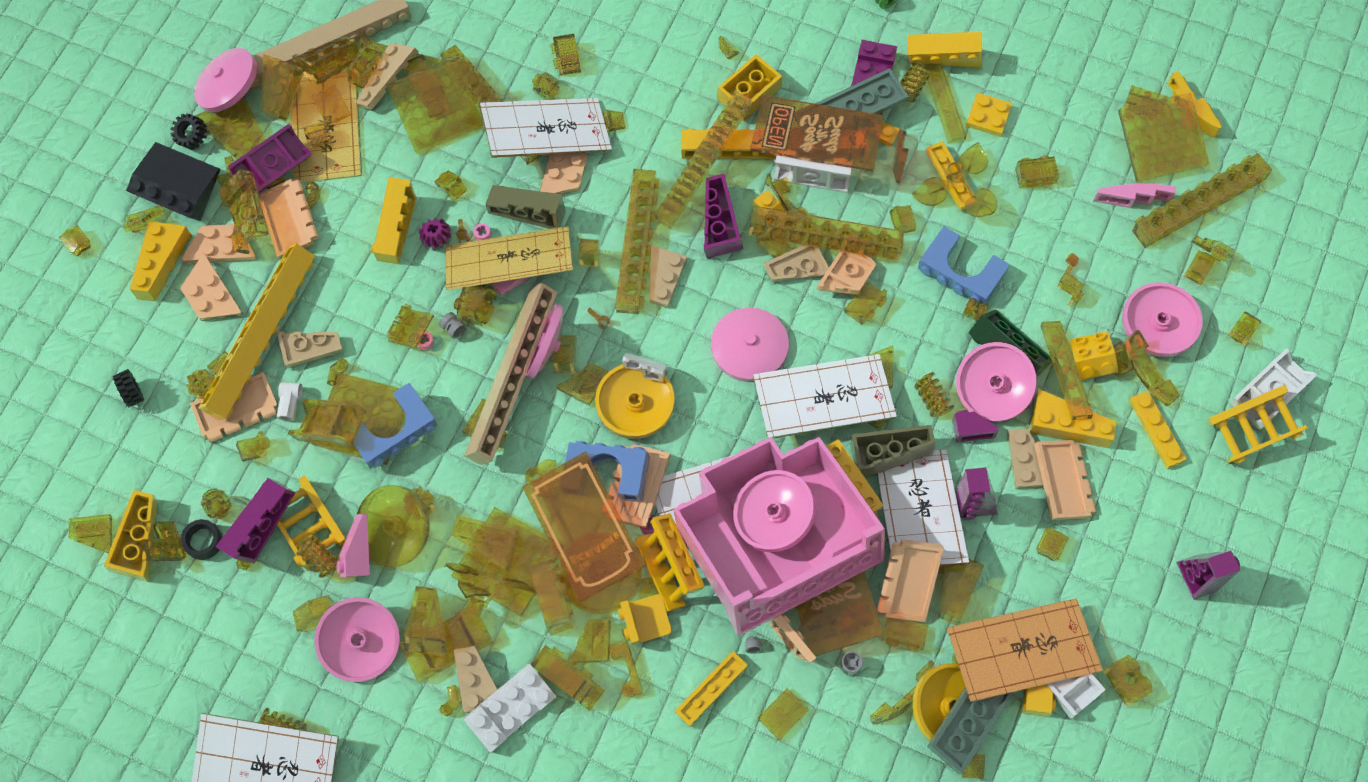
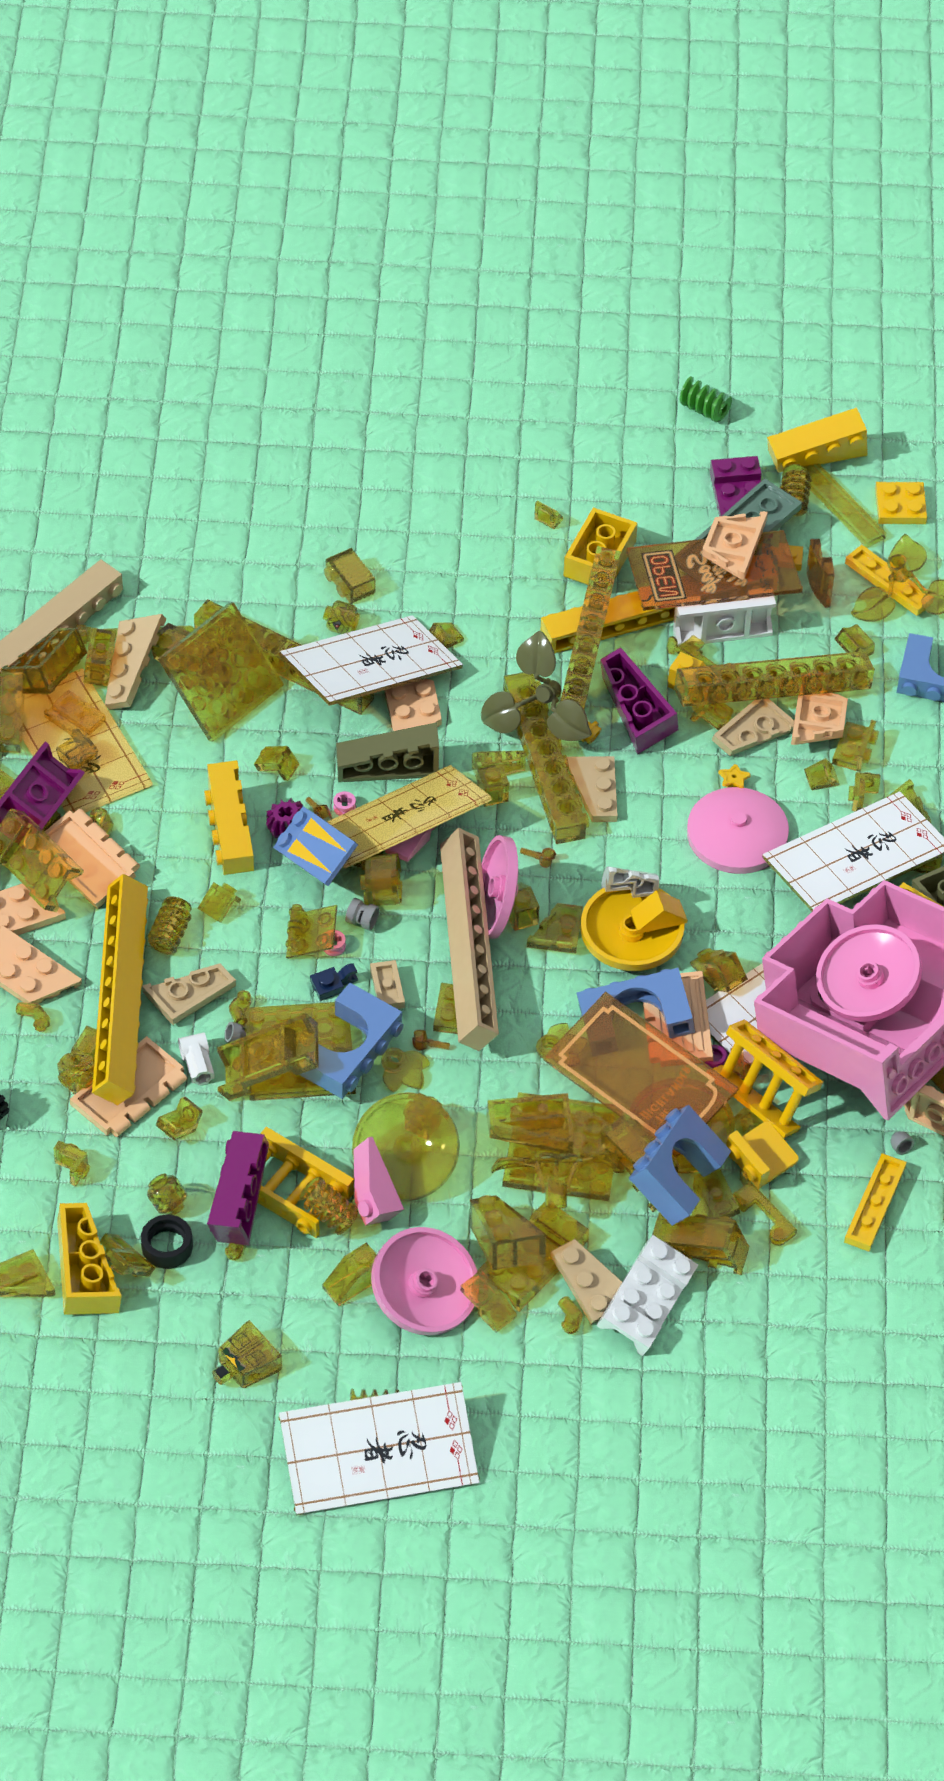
camera: 25 degrees left, 15 degrees down
(172, 458) = (72, 1158): none -> clear yellow bracket
(199, 327) = (41, 1018): none -> clear yellow arm
(211, 652) = (247, 1357): none -> clear yellow torso
(317, 289) = (170, 925): none -> clear yellow piece
(324, 390) = (234, 1032): none -> light grey hinge
(360, 281) = (218, 901): none -> clear yellow bracket
(395, 670) = (489, 1300): none -> clear yellow slope
(408, 370) = (330, 983): none -> dark blue plate
(428, 460) = (406, 1071): none -> clear yellow plate
(436, 263) = (315, 846): none -> medium blue slope
(444, 388) = (387, 983): none -> tan plate
(448, 440) = (421, 1042): none -> clear orange hand
(543, 621) = (655, 1171): none -> medium blue arch
(605, 236) = (492, 758): none -> clear yellow slope
(645, 170) = (568, 717): none -> olive plant
(654, 398) = (658, 912): none -> yellow slope
(678, 231) = (595, 730): none -> yellow plate
(683, 455) = (720, 969): none -> clear yellow slope
(765, 305) = (734, 777): none -> yellow plate
(831, 319) = (821, 775): none -> clear yellow slope
(840, 115) = (734, 542): none -> light nougat wing
(849, 343) = (863, 783): none -> clear yellow bracket

